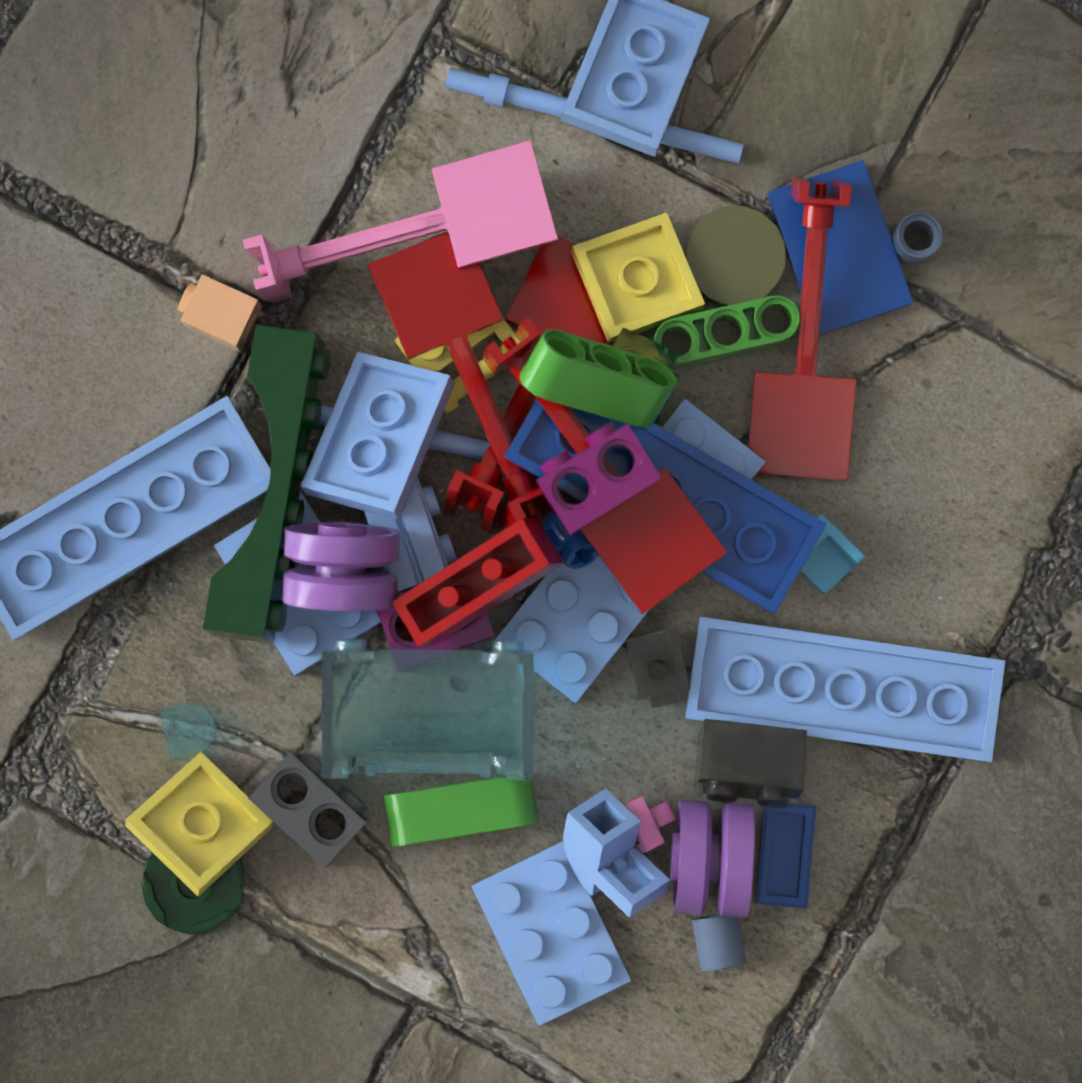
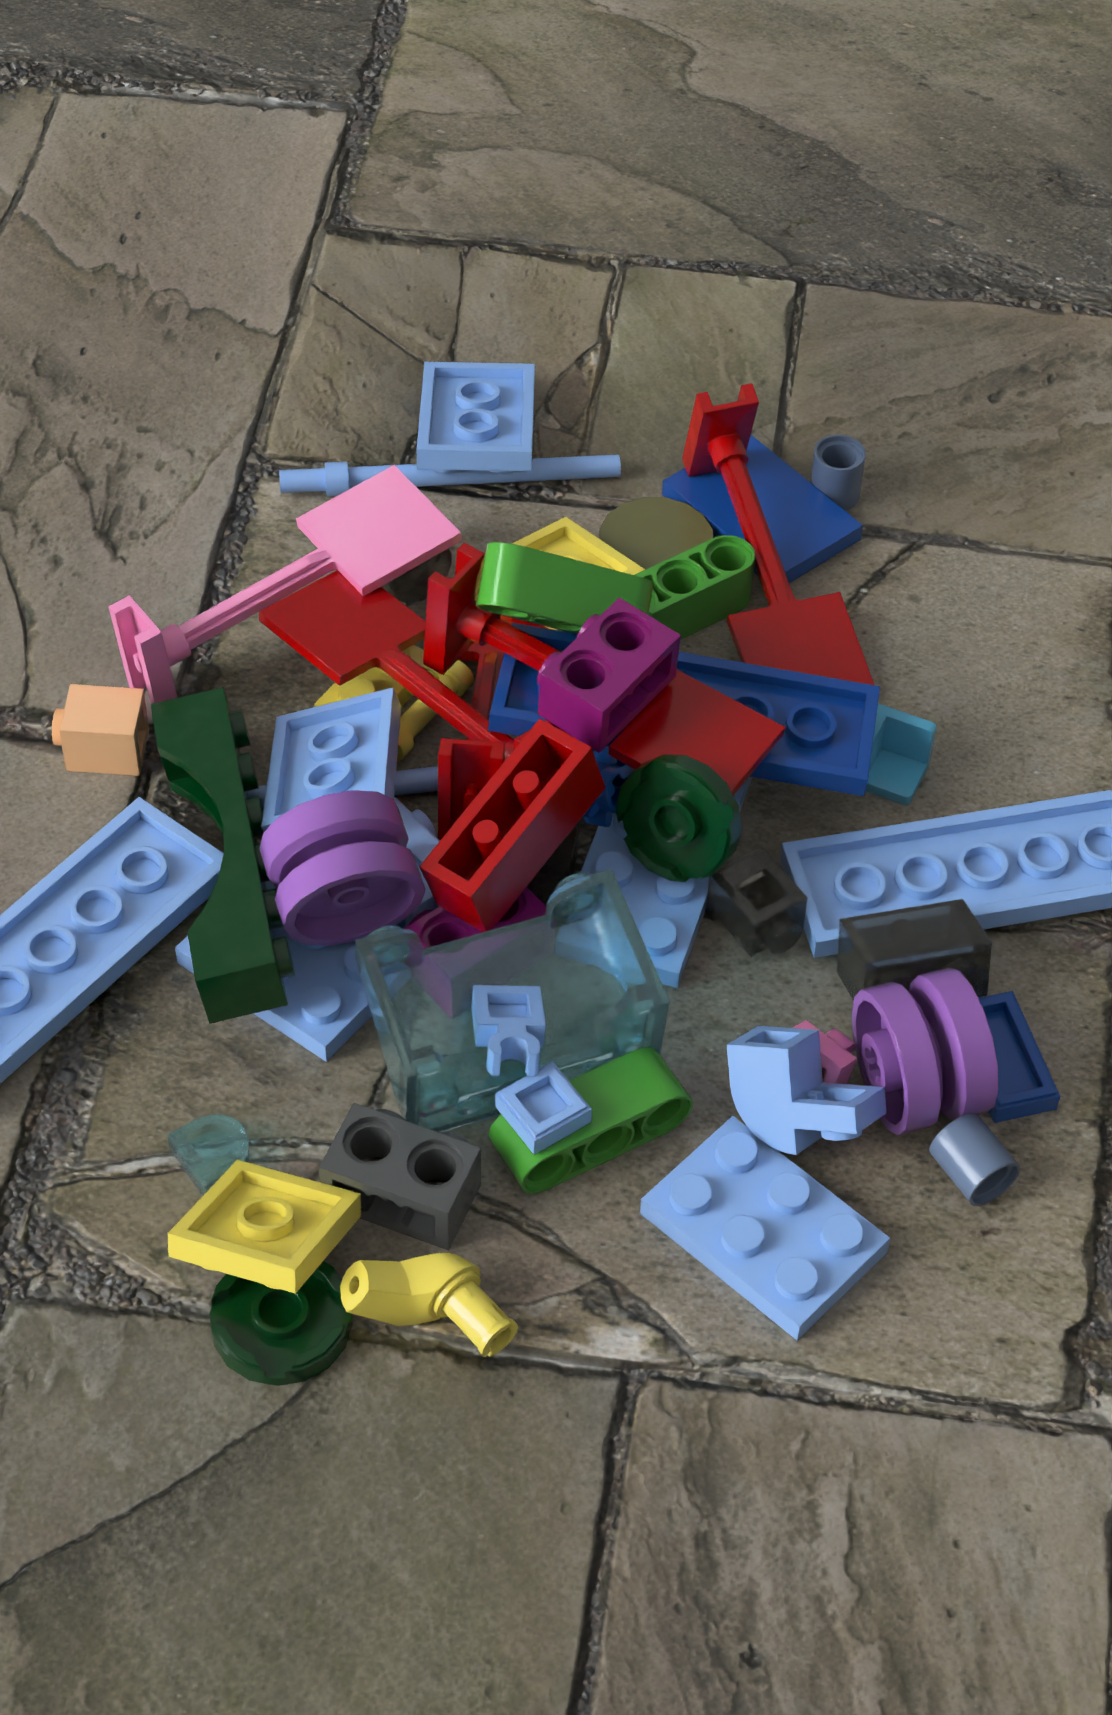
camera: 20 degrees left, 35 degrees down
(296, 905) = (425, 1291): none -> light yellow arm
(421, 808) = (543, 1108): none -> light blue tile
(422, 730) = (509, 1024): none -> light blue plate
(612, 602) = (679, 817): none -> dark green tile

